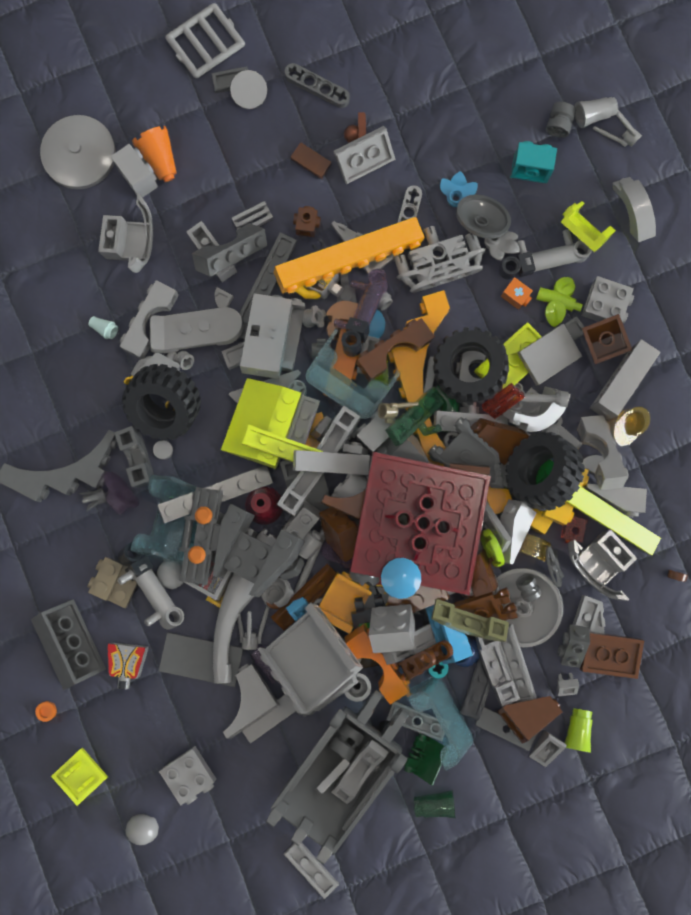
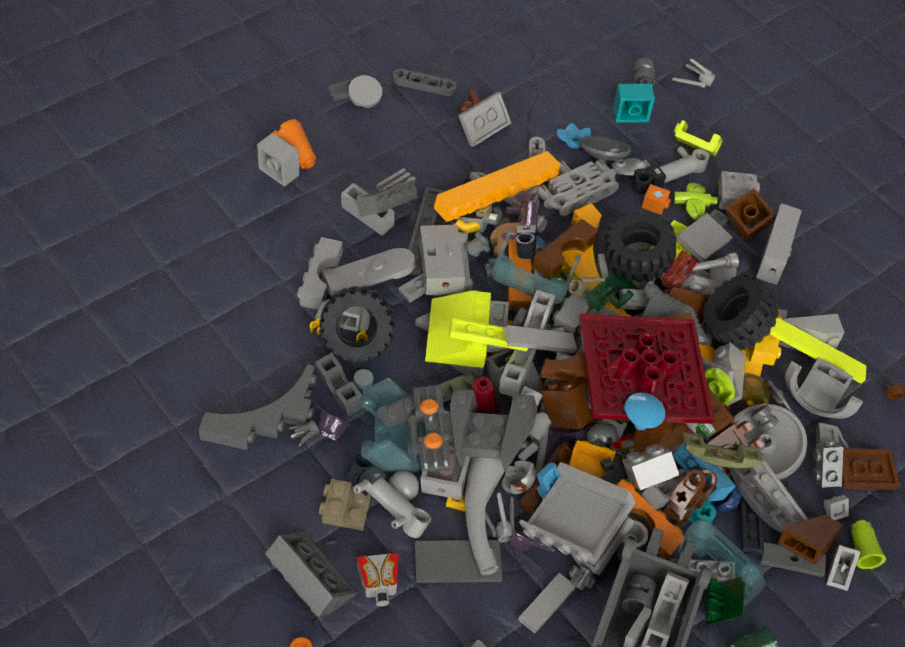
camera: 20 degrees left, 30 degrees down
(77, 152) = (217, 159): light grey dish -> none
(104, 327) = (277, 286): light aqua cone -> none
(128, 239) = (284, 214): light grey piece -> none
(200, 18) = (323, 80): light grey bar -> none
(222, 298) = (384, 245): light grey tile -> none
(255, 700) = (530, 581): light grey arch -> none
(306, 221) = (448, 174): reddish brown brick -> none
(311, 160) = (436, 134): reddish brown tile -> none
(580, 524) = (779, 370): clear red brick -> none
(595, 110) = (669, 64): light grey plant -> none
(596, 433) = (798, 303): light grey arch -> none
(630, 425) = (800, 277): clear yellow piece -> none
(638, 207) = (737, 120): light grey arch -> none

